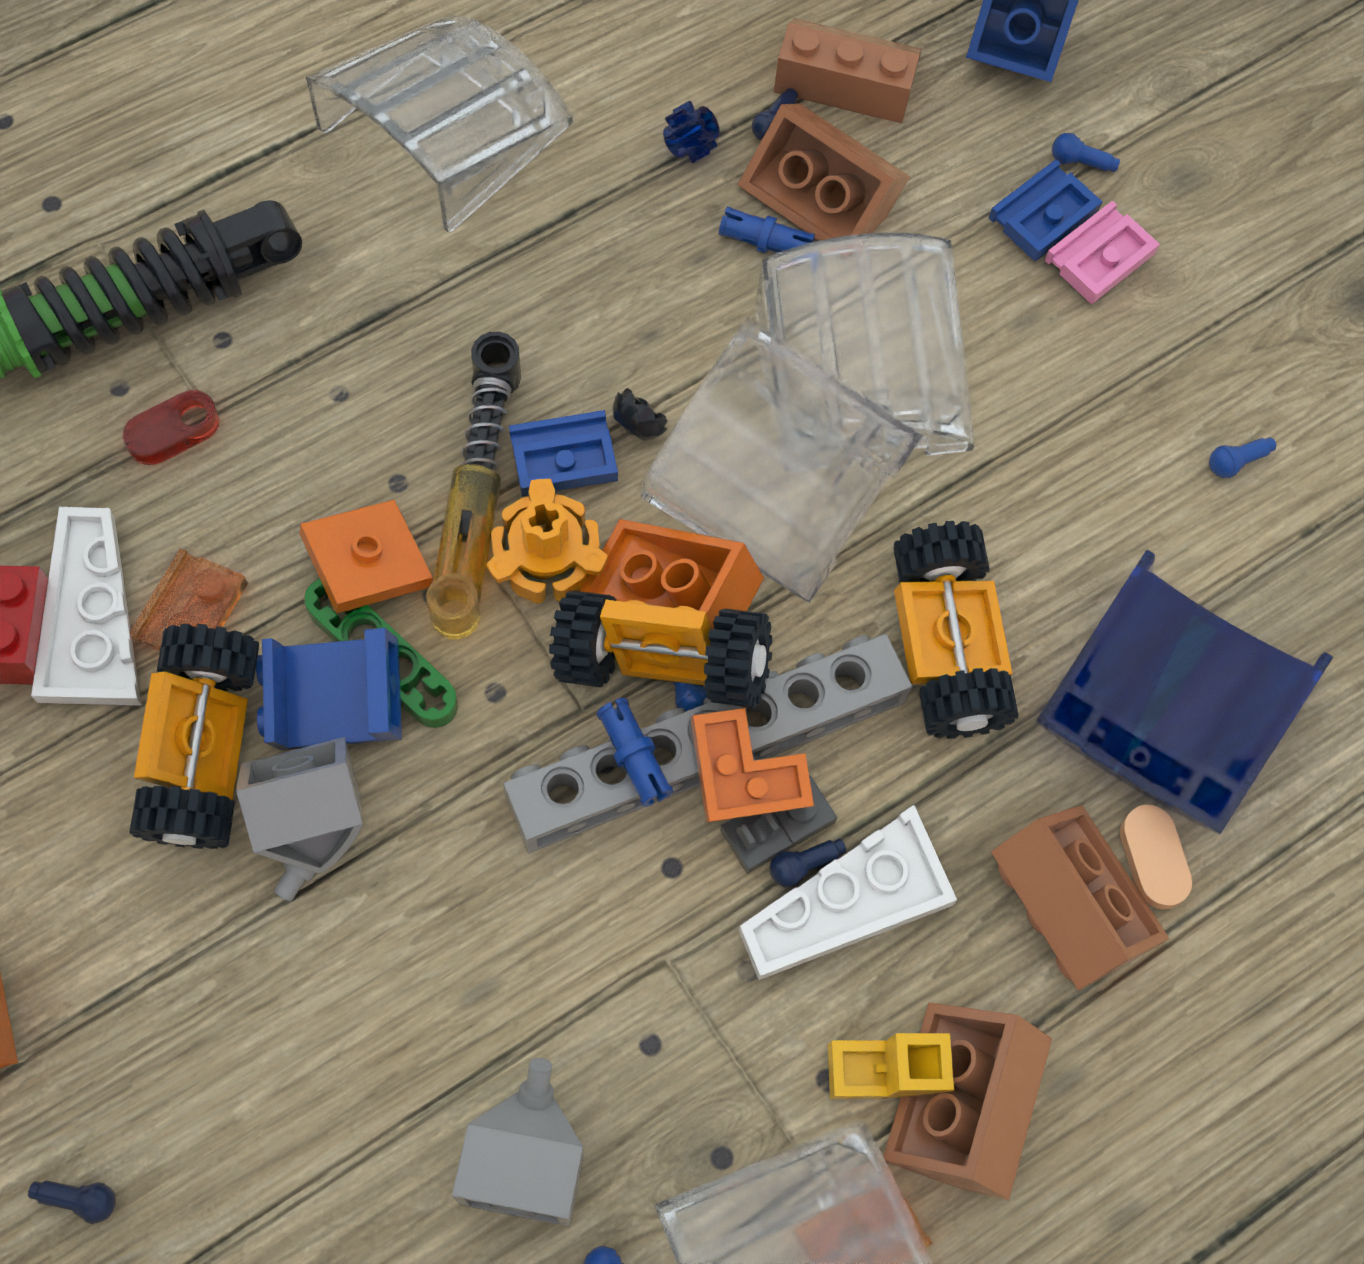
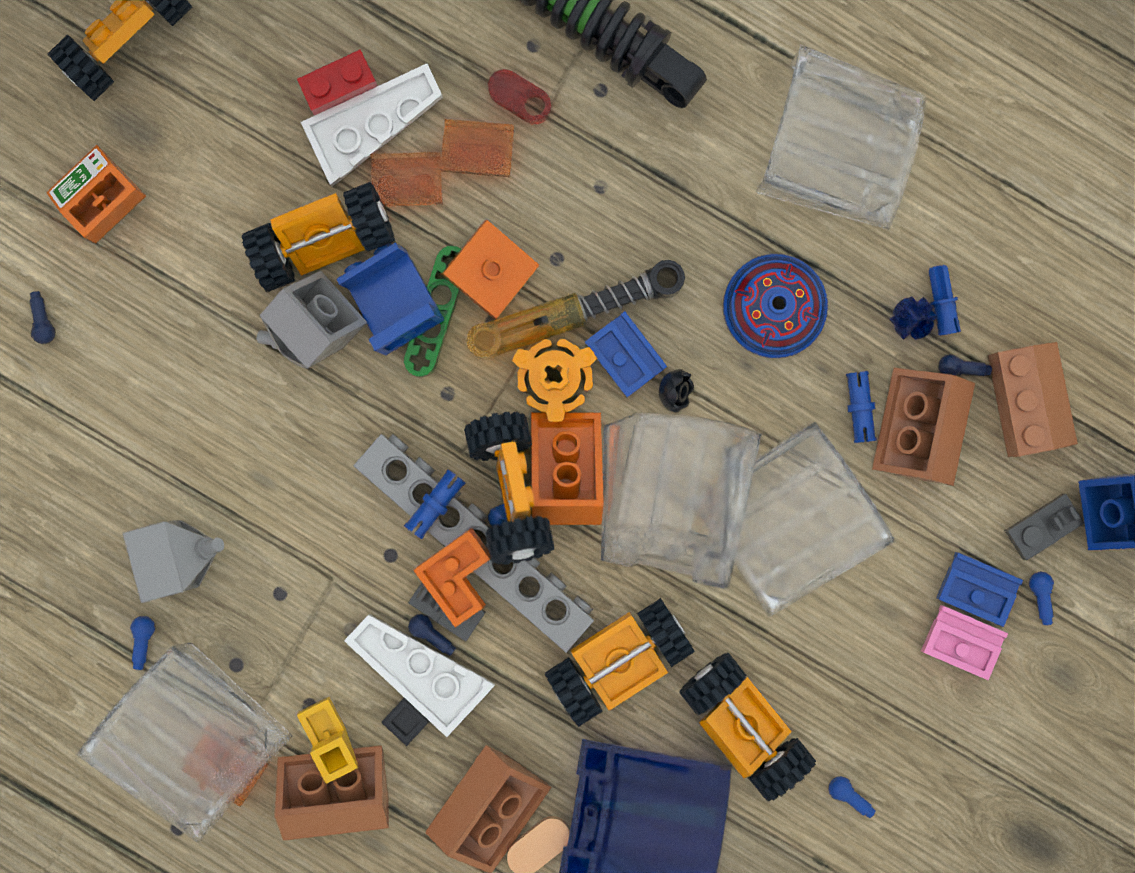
camera: 65 degrees right, 20 degrees up
(203, 502) = (477, 148): none -> clear orange plate
(595, 292) = (754, 319): none -> dish
(675, 93) = (944, 302): none -> blue axle
(909, 952) = (405, 721): none -> black tile
(1002, 118) = (1044, 527): none -> dark grey plate
(1106, 520) = (747, 728): none -> plate

